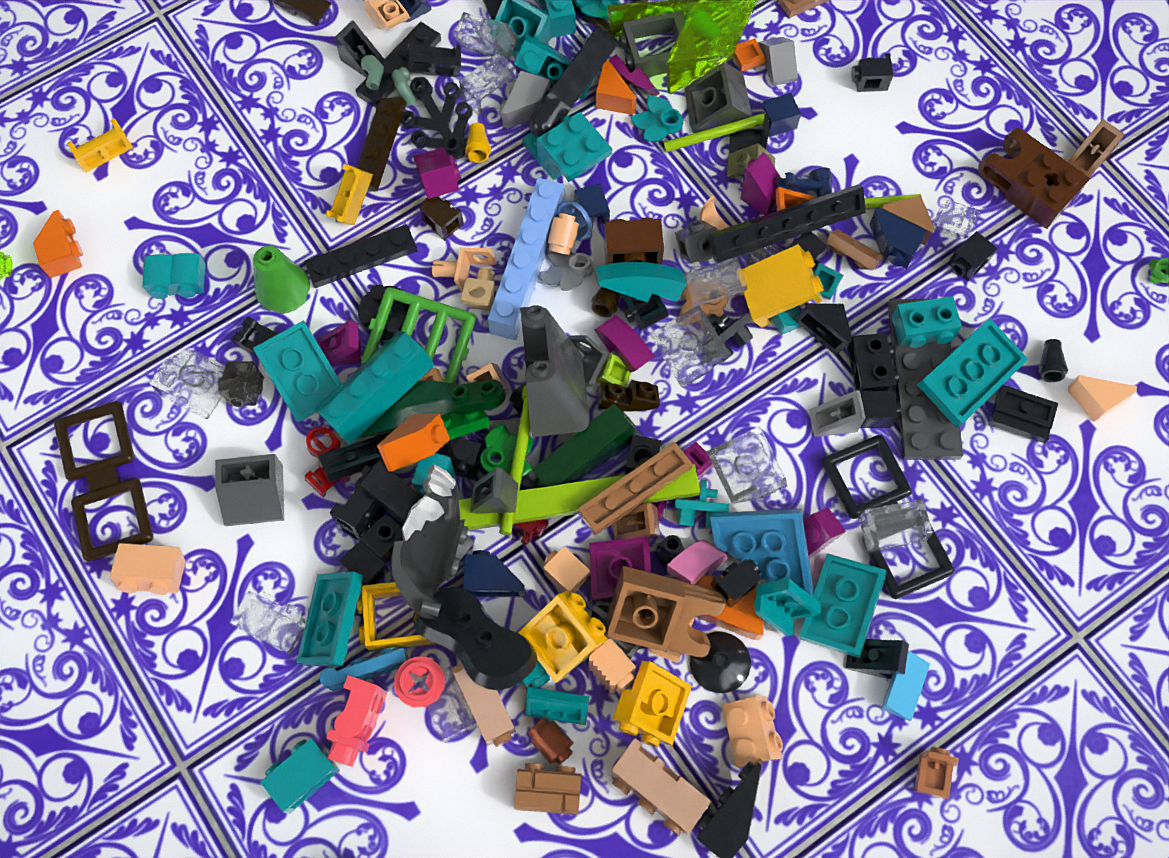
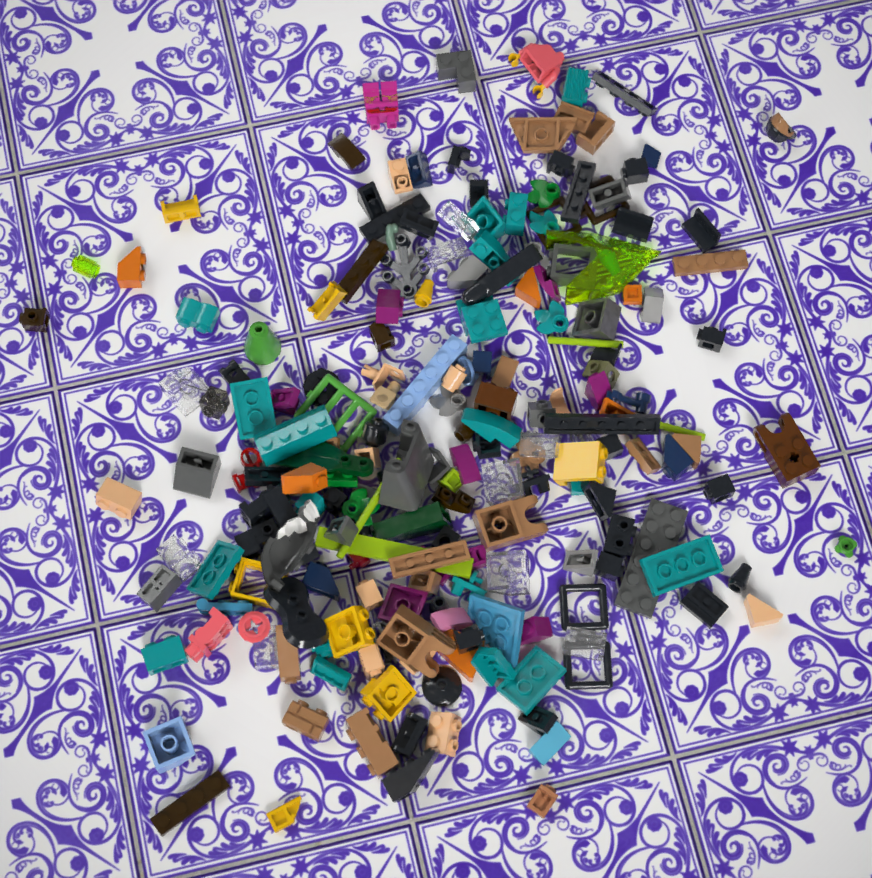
camera: 20 degrees right, 0 degrees up
(102, 480) = (109, 432): dark brown bar -> none
(256, 676) = (159, 587): none -> dark grey hinge
(361, 256) = (320, 344): black plate -> none
(375, 70) = (376, 219): sand green arm -> none
(484, 344) = (375, 432): none -> black head
(551, 741) = (319, 692): copper brick -> none
(626, 202) = (505, 371): none -> medium nougat slope
(706, 752) = (409, 735): none -> black hinge
(722, 396) = (513, 523): none -> medium nougat brick
(783, 114) = (634, 345): dark blue panel -> none
(829, 278) = (616, 469): teal slope -> none
(926, 322) = (664, 522): teal brick -> none
(955, 219) = (715, 461): clear panel -> none
(1096, 148) = (838, 446): medium nougat slope -> none

